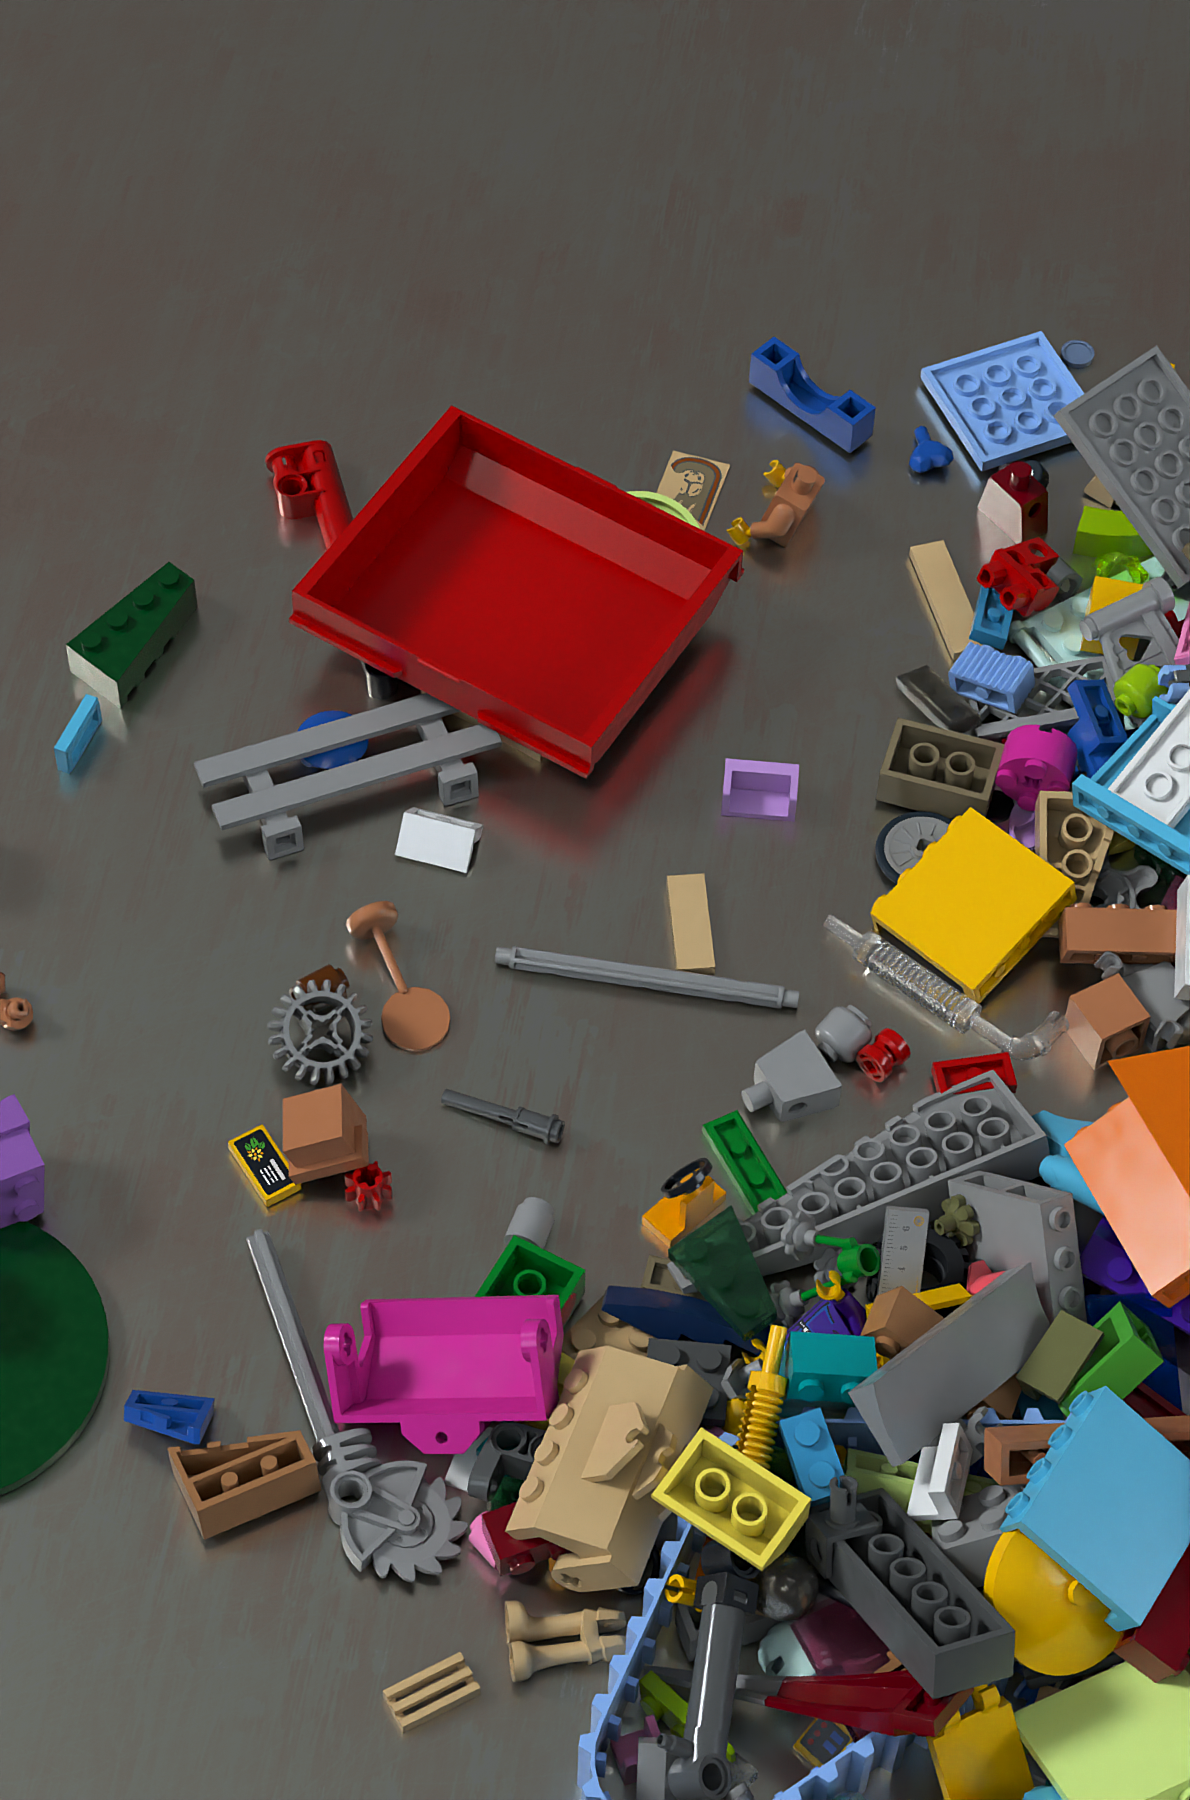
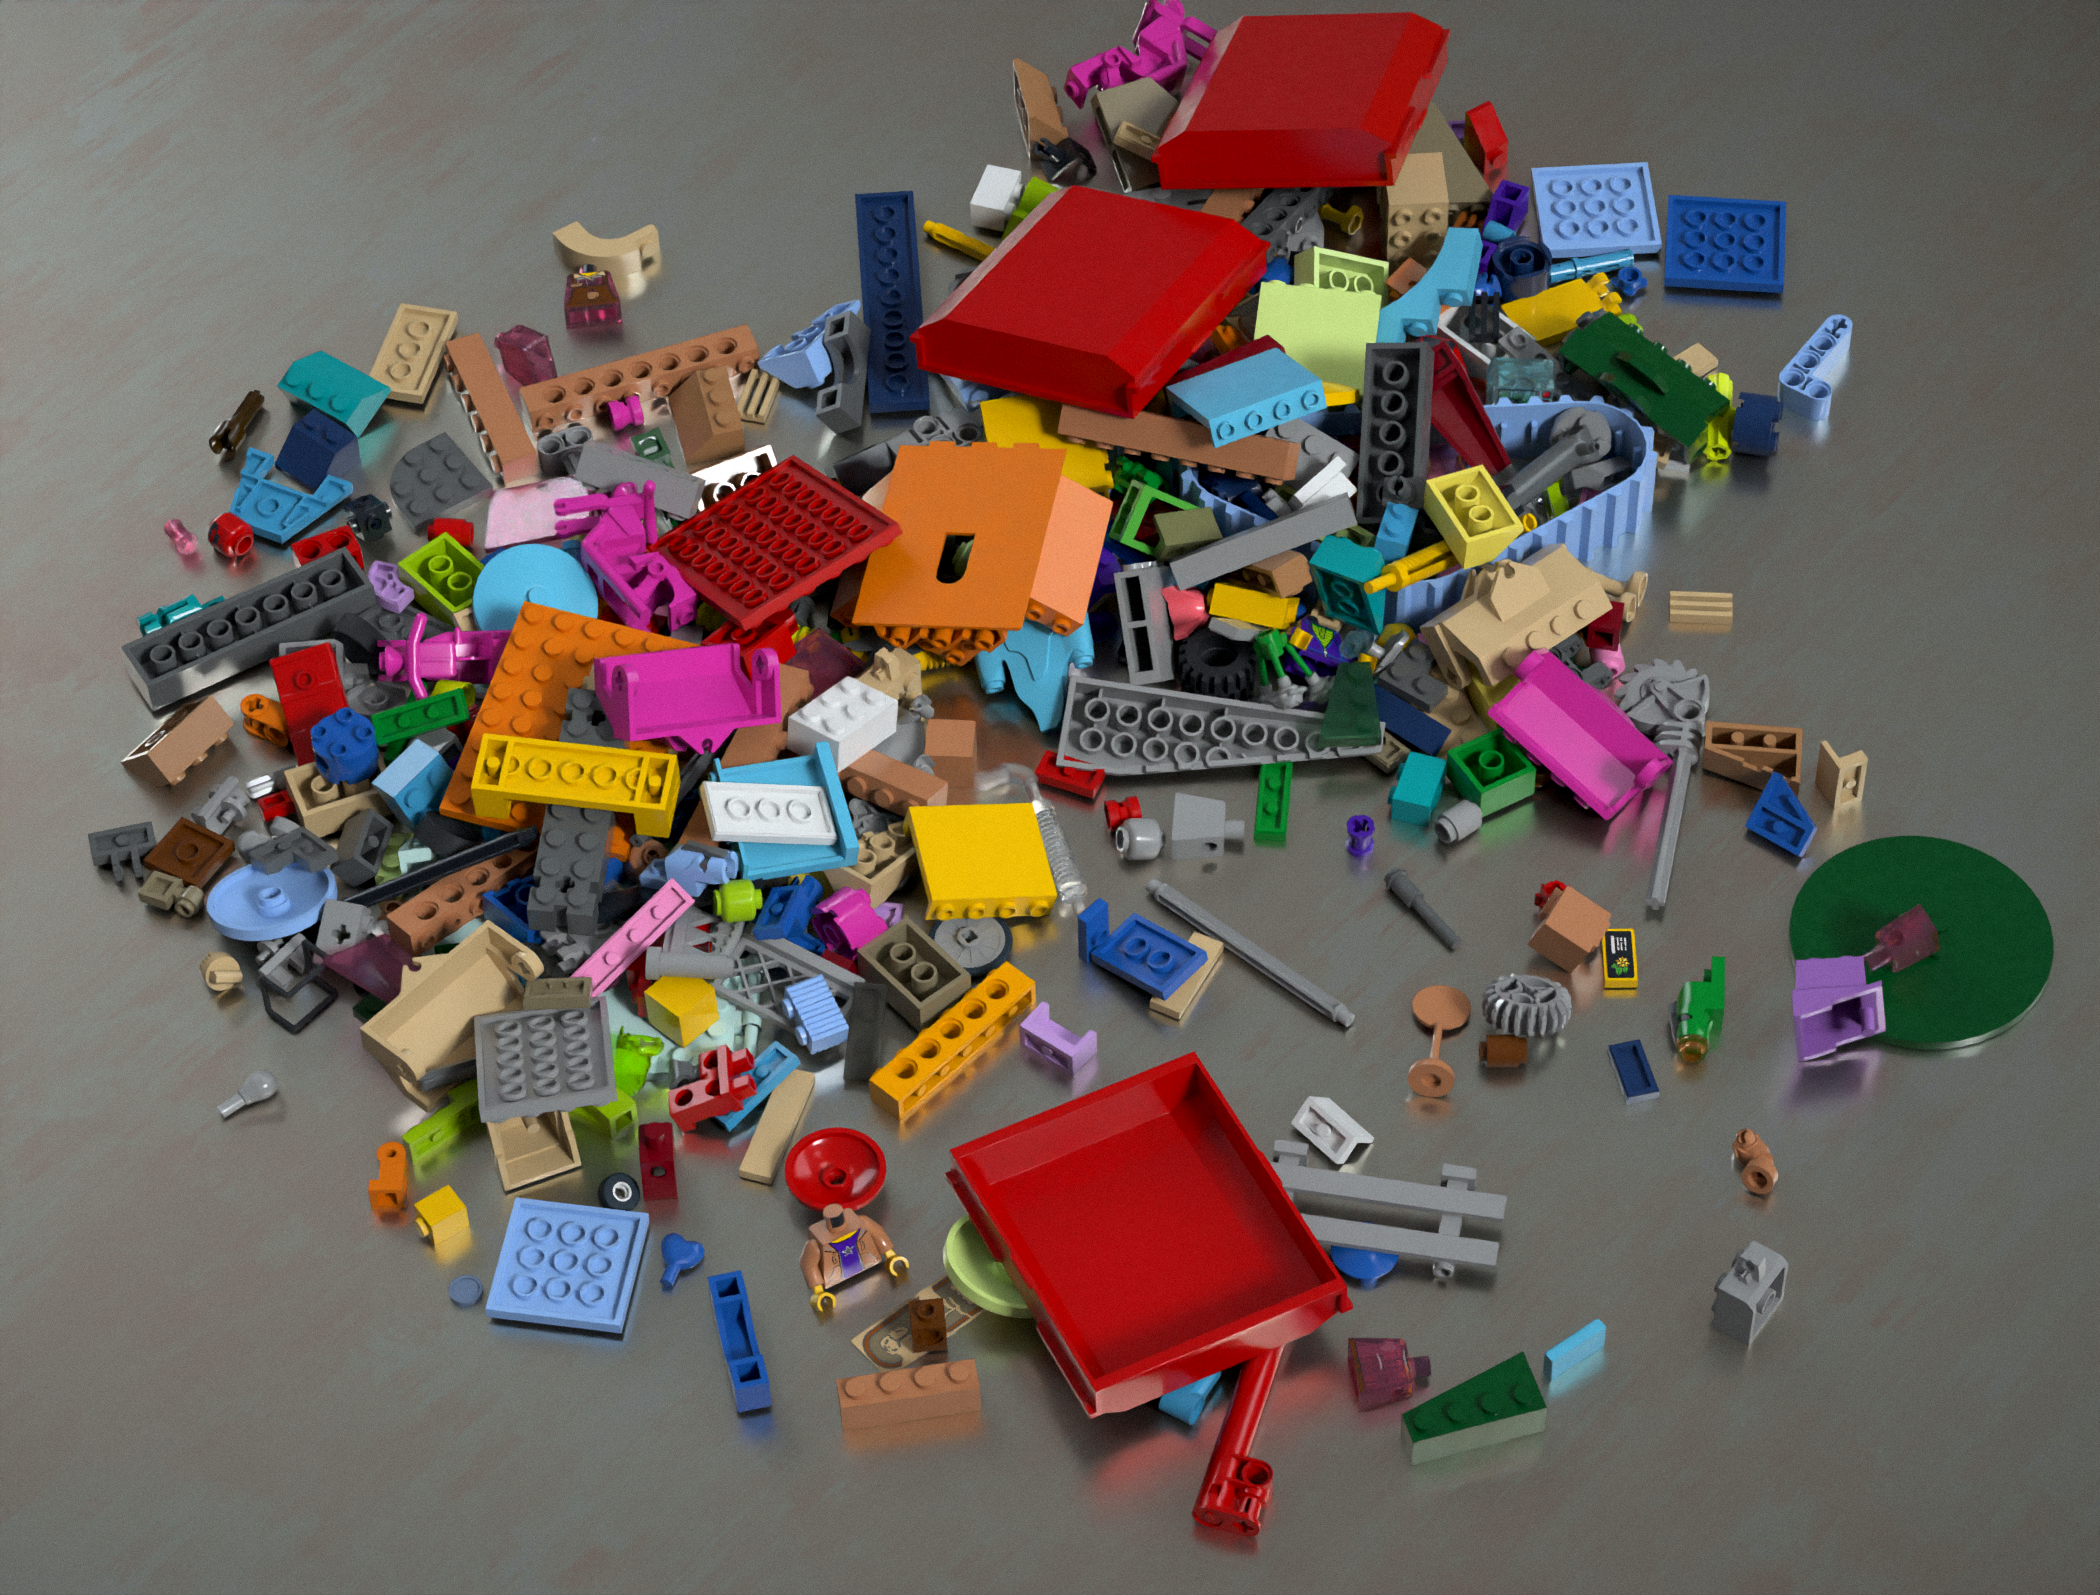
camera: 145 degrees left, 5 degrees down
(122, 1487) = (1840, 778): none -> tan panel
(143, 1133) = (1698, 1011): none -> green plate
(179, 1047) = (1633, 1071): none -> dark blue tile
(243, 634) = (1383, 1371): none -> clear pink torso
(599, 1246) = (1418, 789): none -> teal brick
(618, 1156) = (1360, 829): none -> dark purple bush
(638, 425) = (908, 1394): none -> nougat brick
(668, 477) = (928, 1325): none -> reddish brown brick
(685, 1204) = (1337, 785): light orange piece -> none
(735, 907) = (1149, 956): none -> blue plate
(804, 891) = (1092, 928): none -> blue plate
(853, 560) = (832, 1158): none -> red dish
(855, 742) = (952, 1040): none -> light orange brick
(957, 1220) = (1174, 663): olive plant -> none

